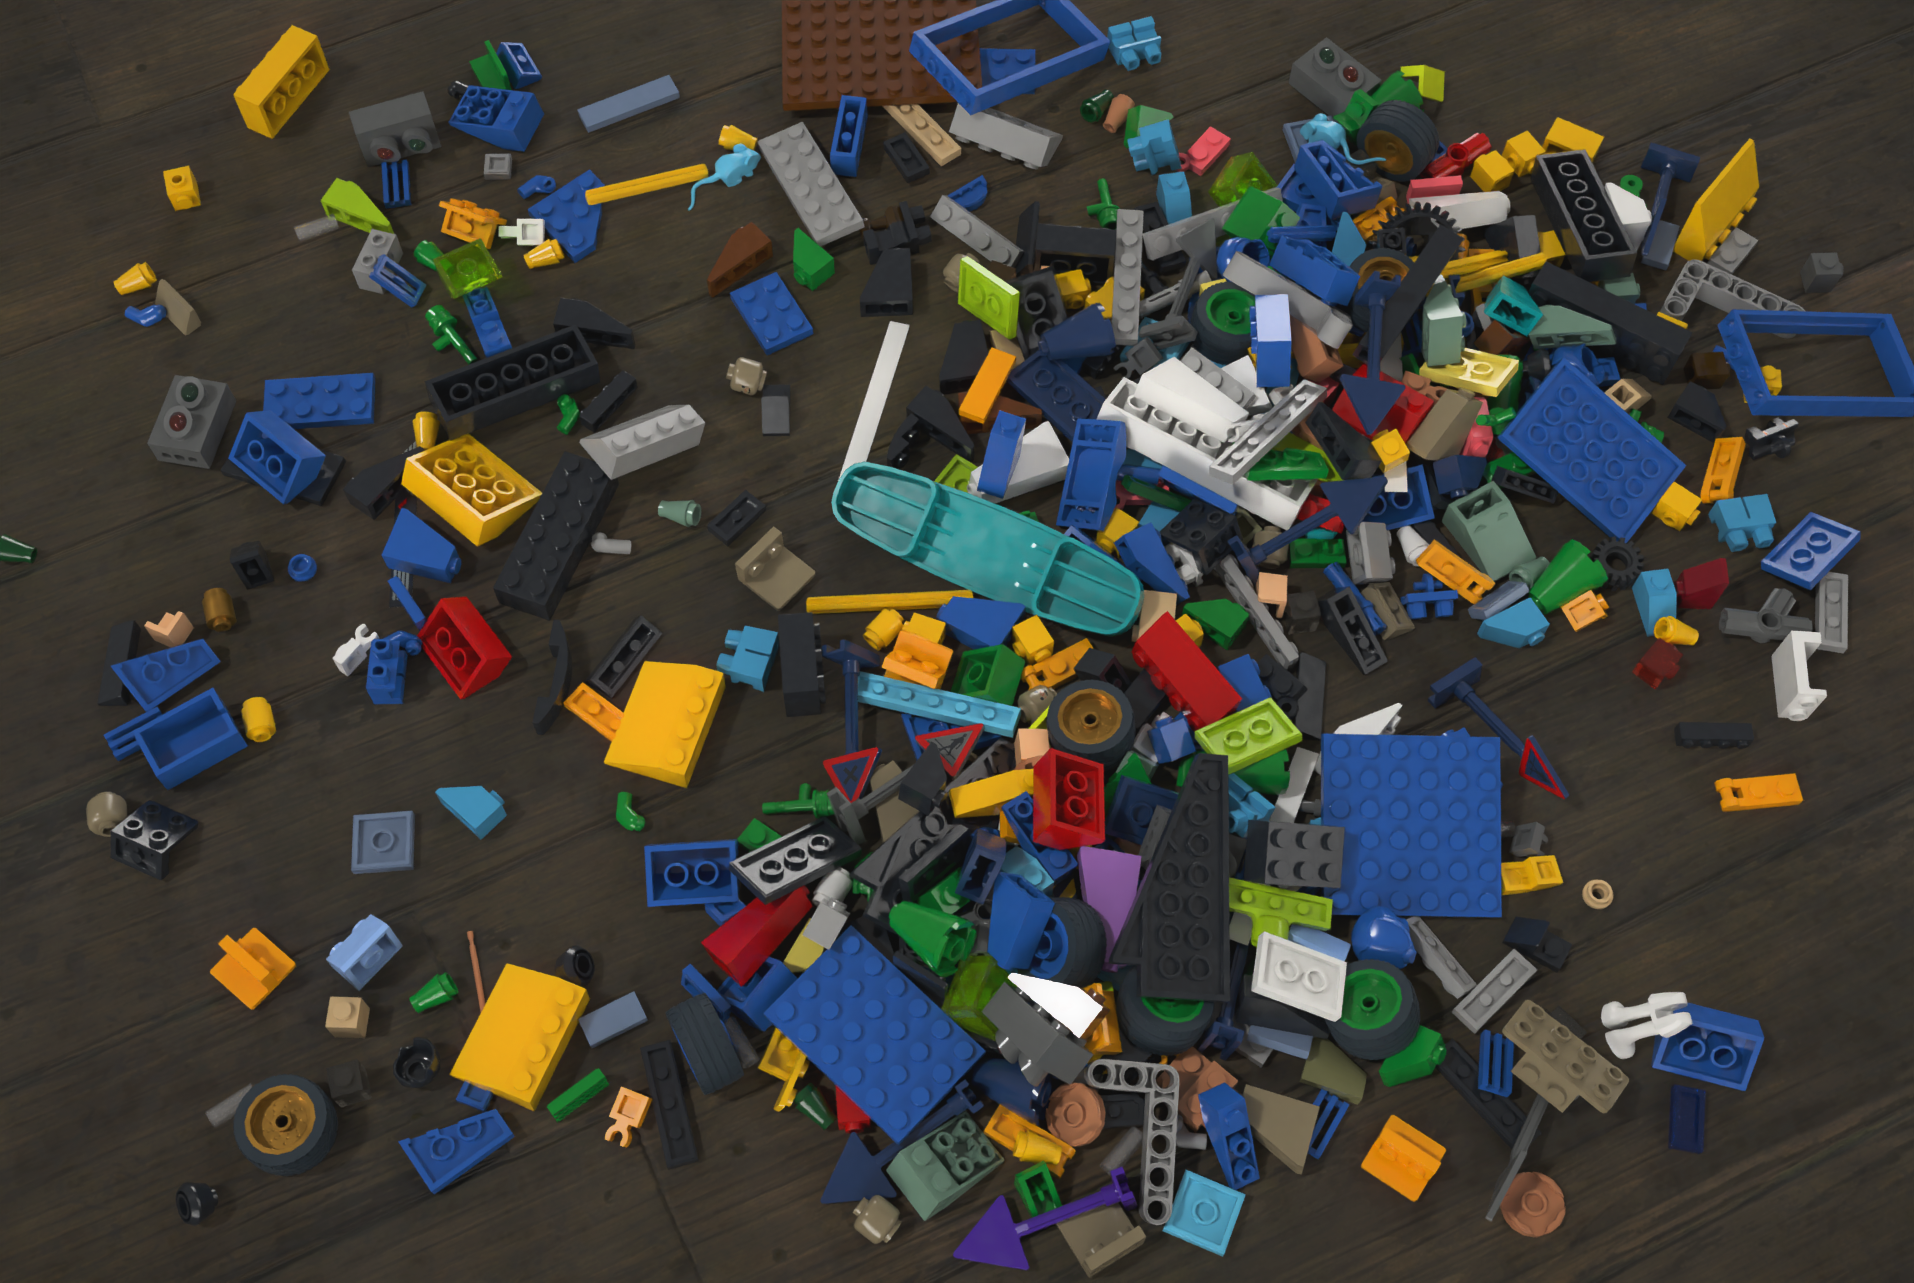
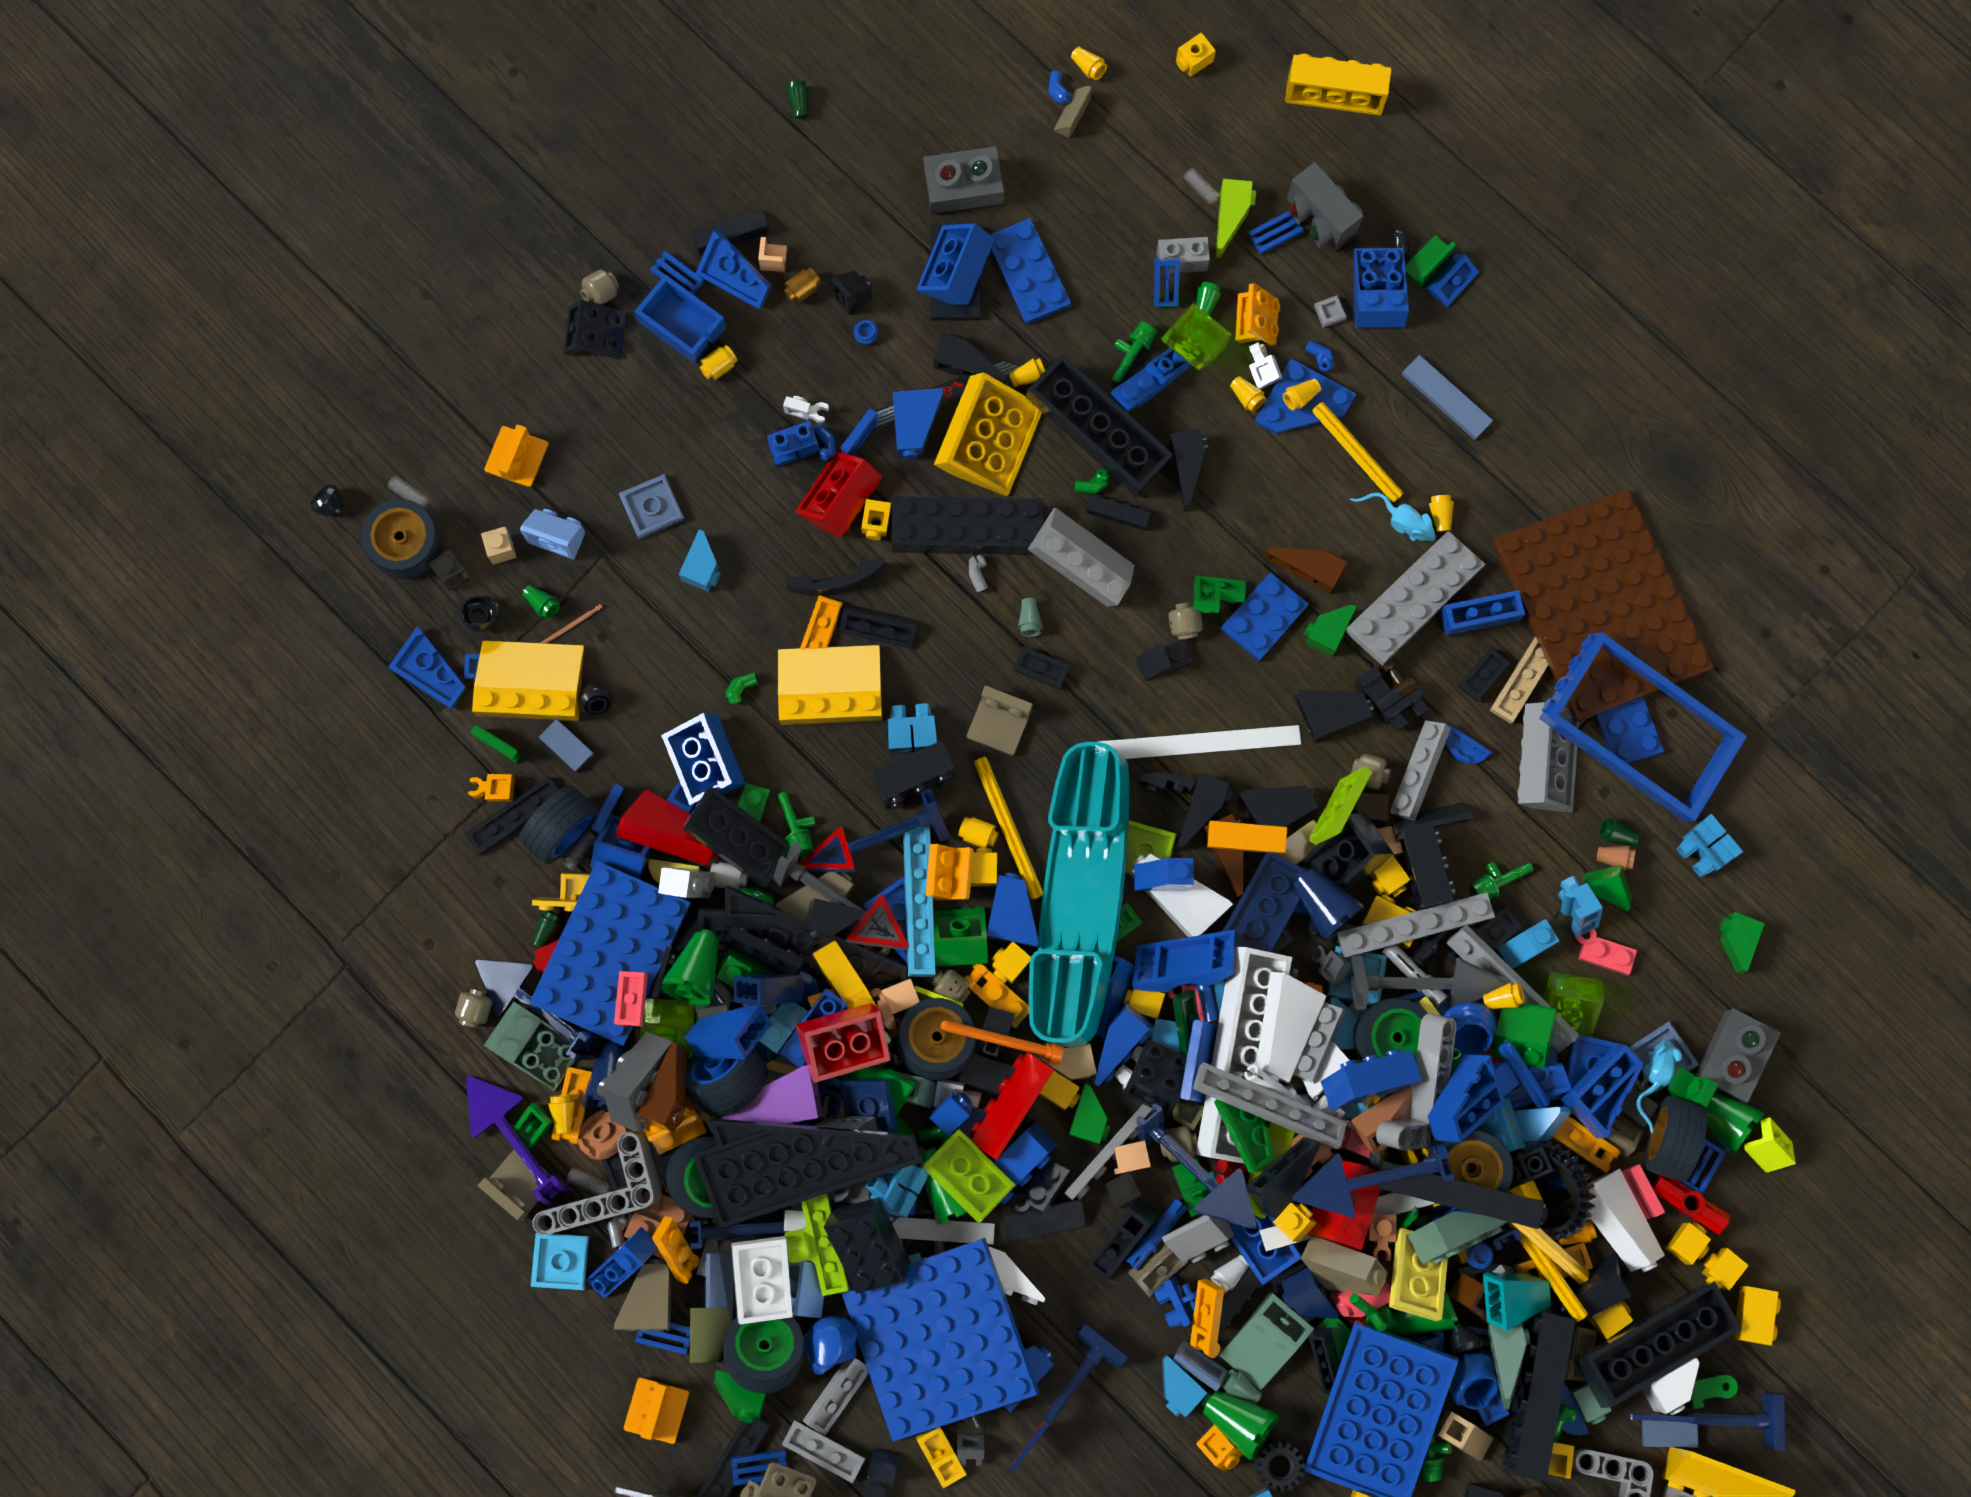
camera: 70 degrees right, 15 degrees up
(506, 611) = (876, 511): none -> yellow brick
(569, 207) = (1301, 394): none -> yellow cone
(731, 340) = (1210, 590): none -> green plate
(940, 1011) = (630, 999): none -> coral panel
(1141, 623) = (1052, 1052): none -> orange piece
(1223, 221) = (1507, 996): none -> yellow cone
(1230, 48) = (1740, 939): none -> green slope
(1234, 1068) = (675, 1250): none -> light orange plate

